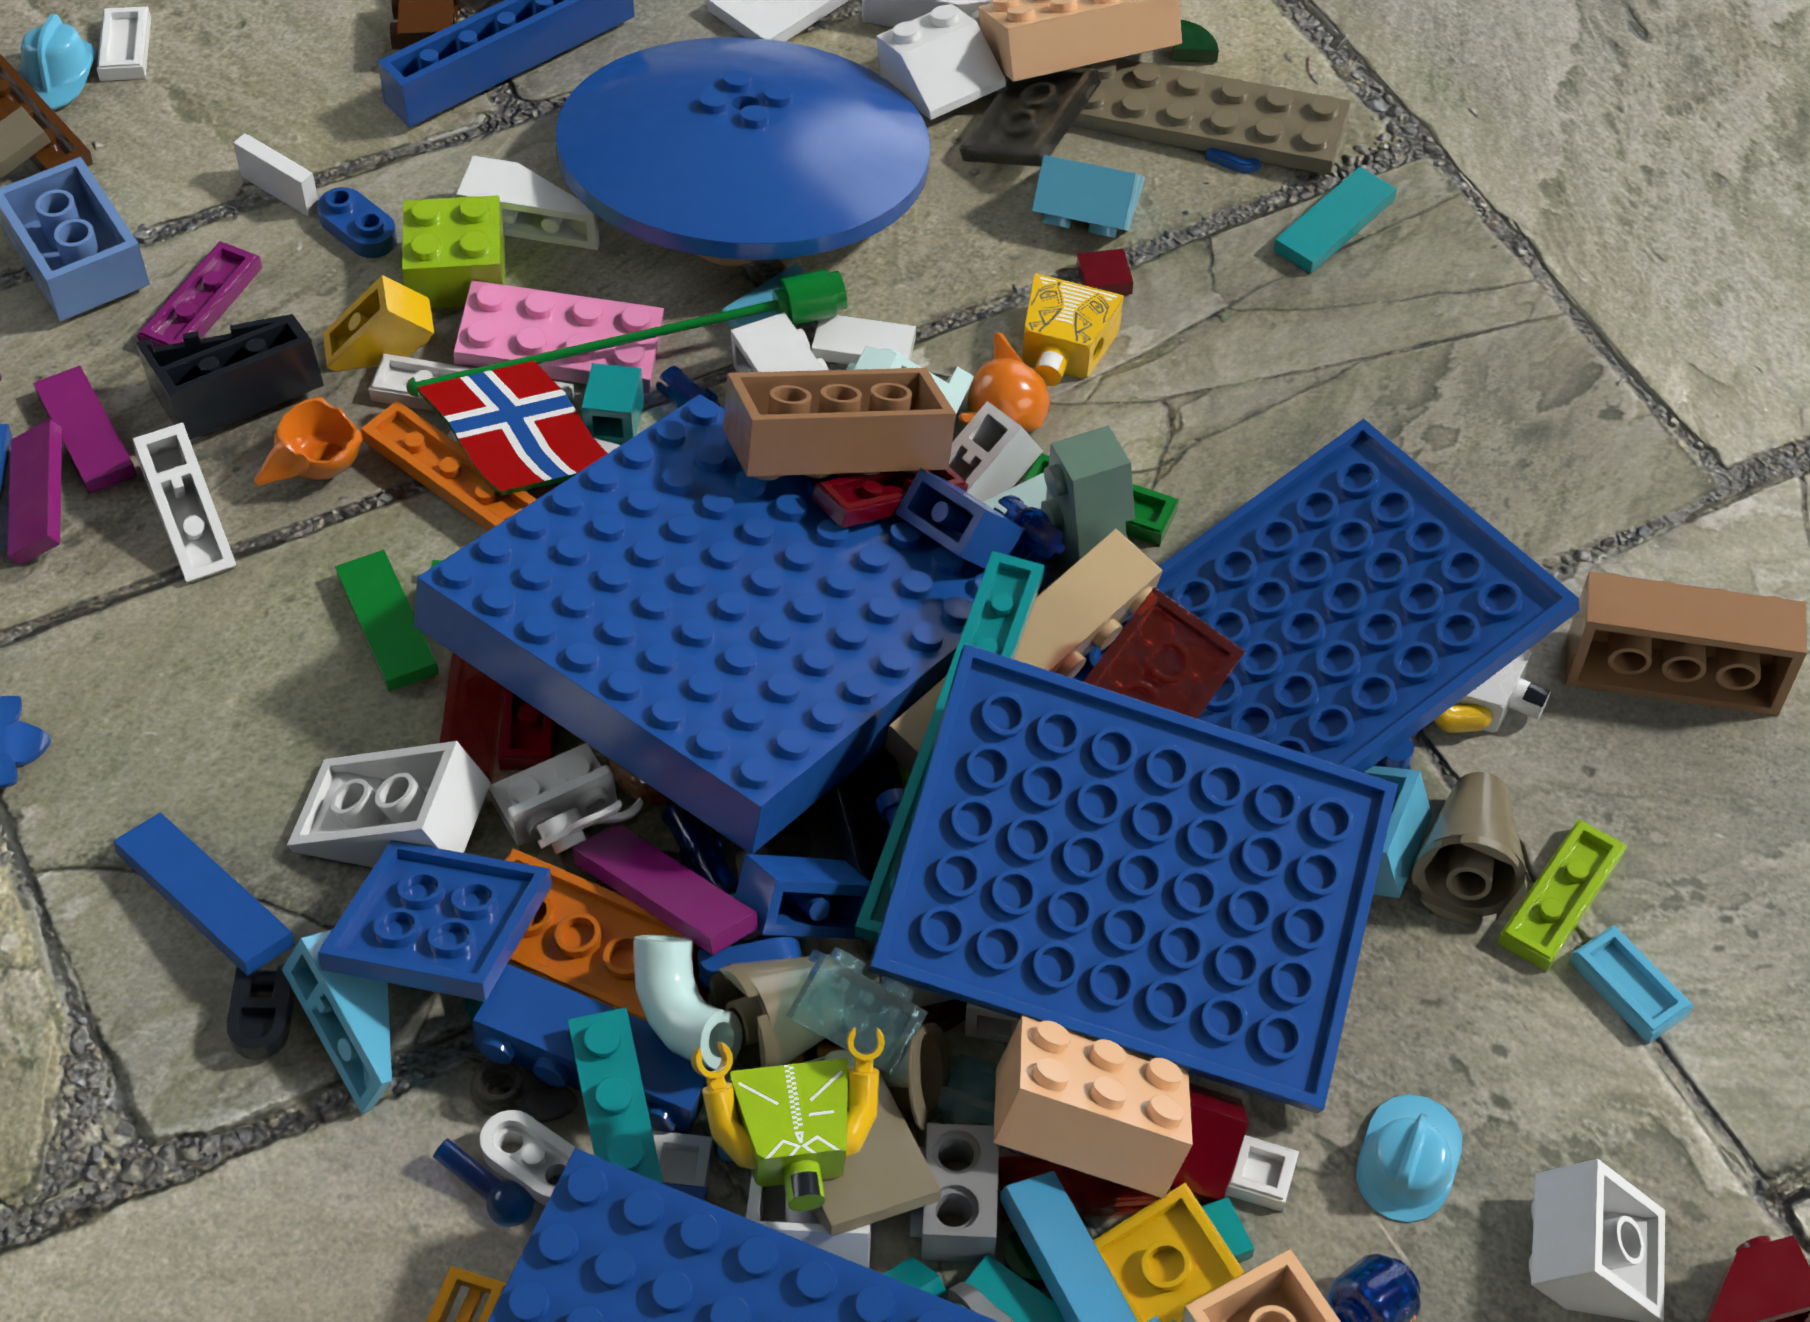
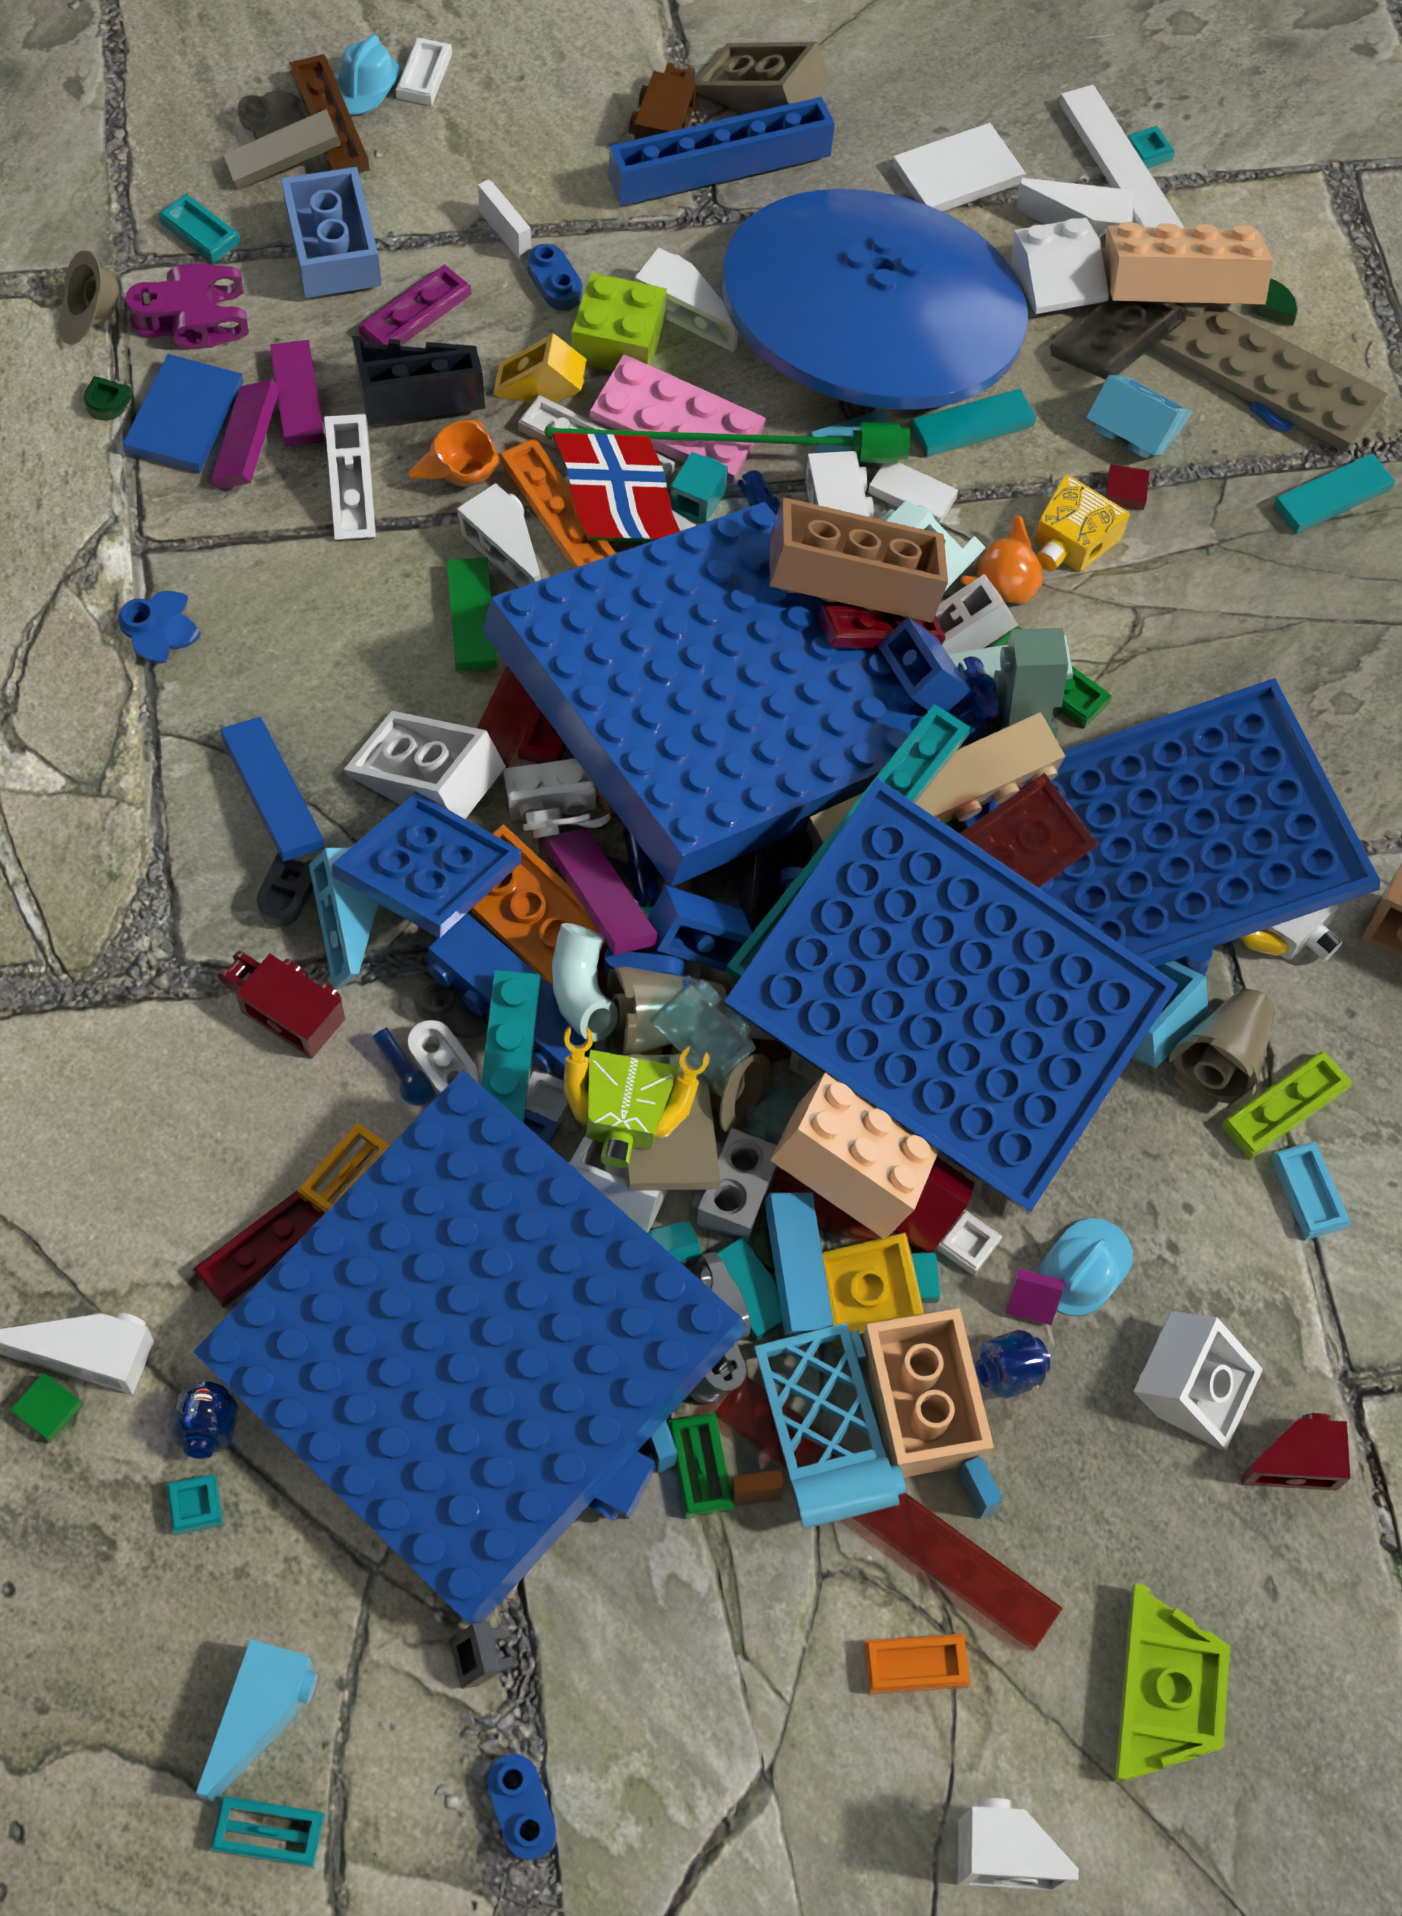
camera: 15 degrees right, 10 degrees up
(304, 1146) = (285, 1000): none -> dark red brick
(391, 515) = (499, 531): none -> white slope
(904, 251) = (973, 422): none -> teal tile
(1367, 1210) = (1035, 1296): none -> magenta tile

